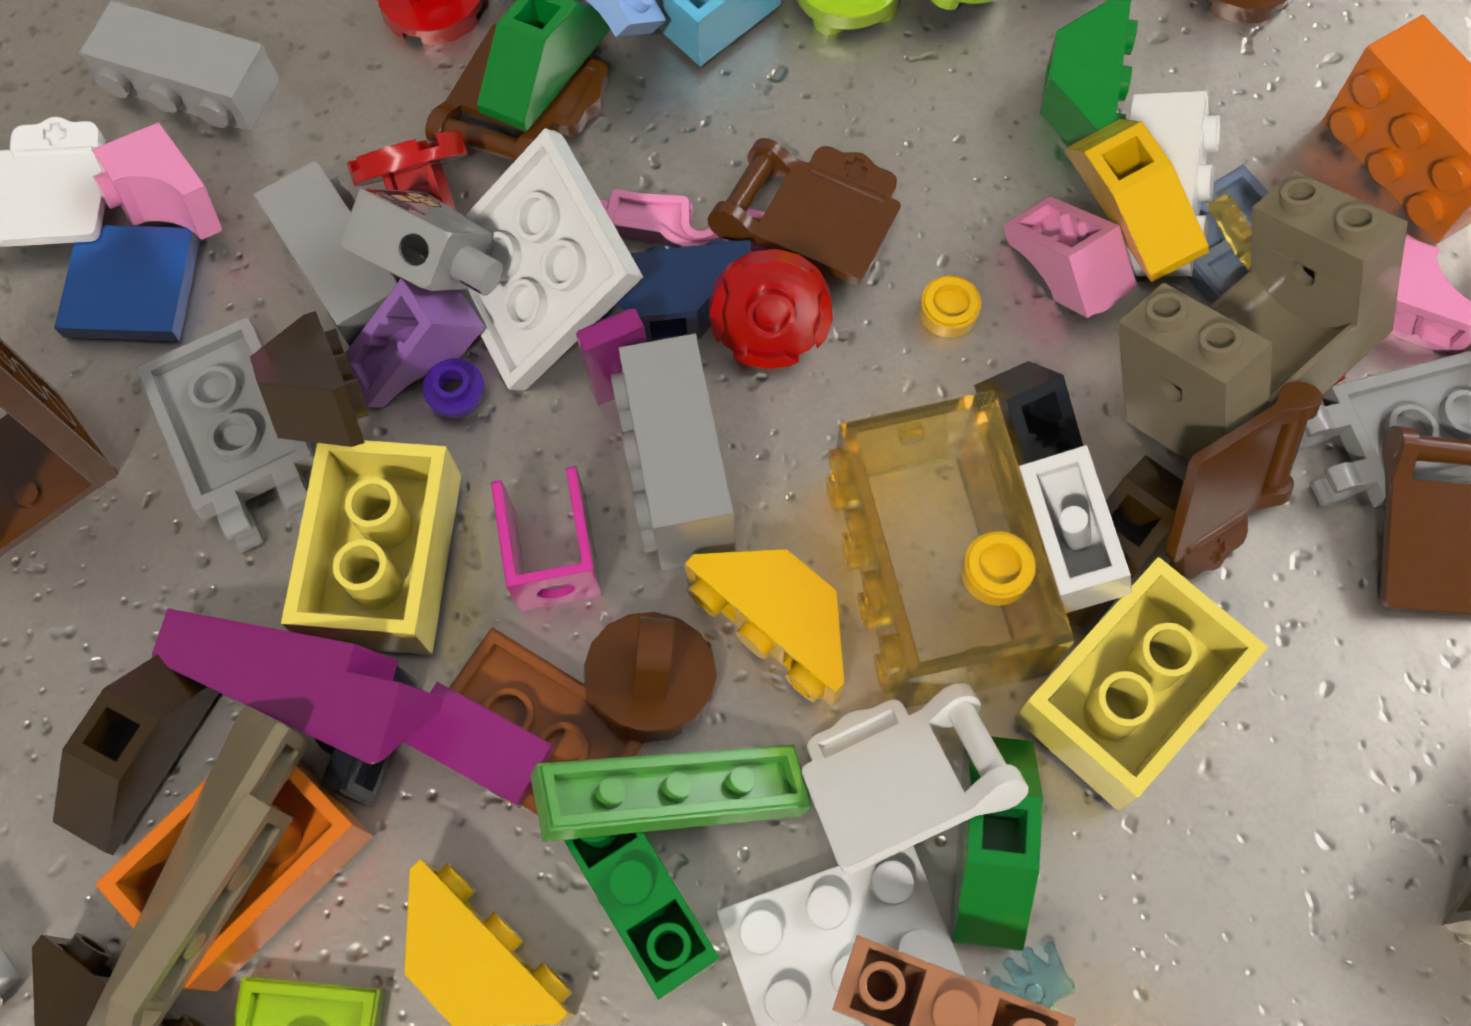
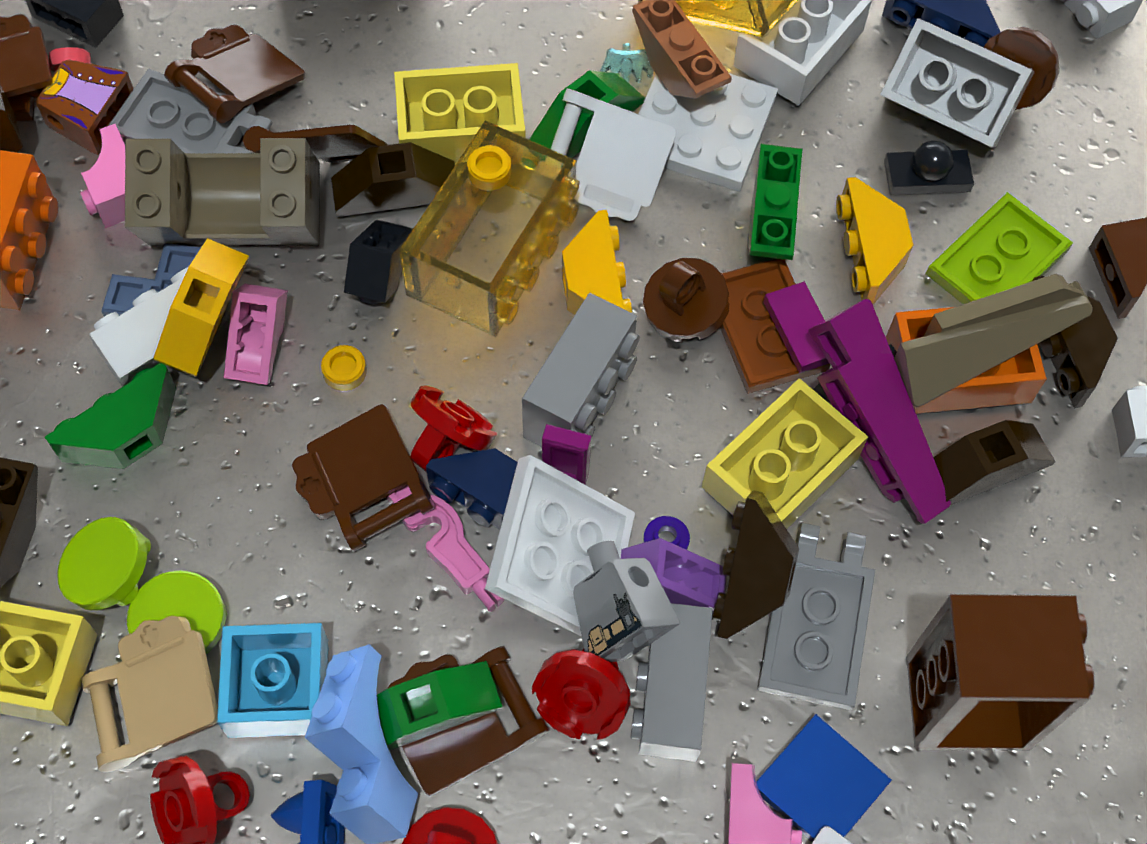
camera: 145 degrees left, 5 degrees down
(528, 589) = (680, 367): dark pink piece -> none
(667, 791) = (726, 224): bright green tile -> none
(1077, 529) = (435, 153): white slope -> none
(1234, 226) = (163, 261): clear yellow tile -> none

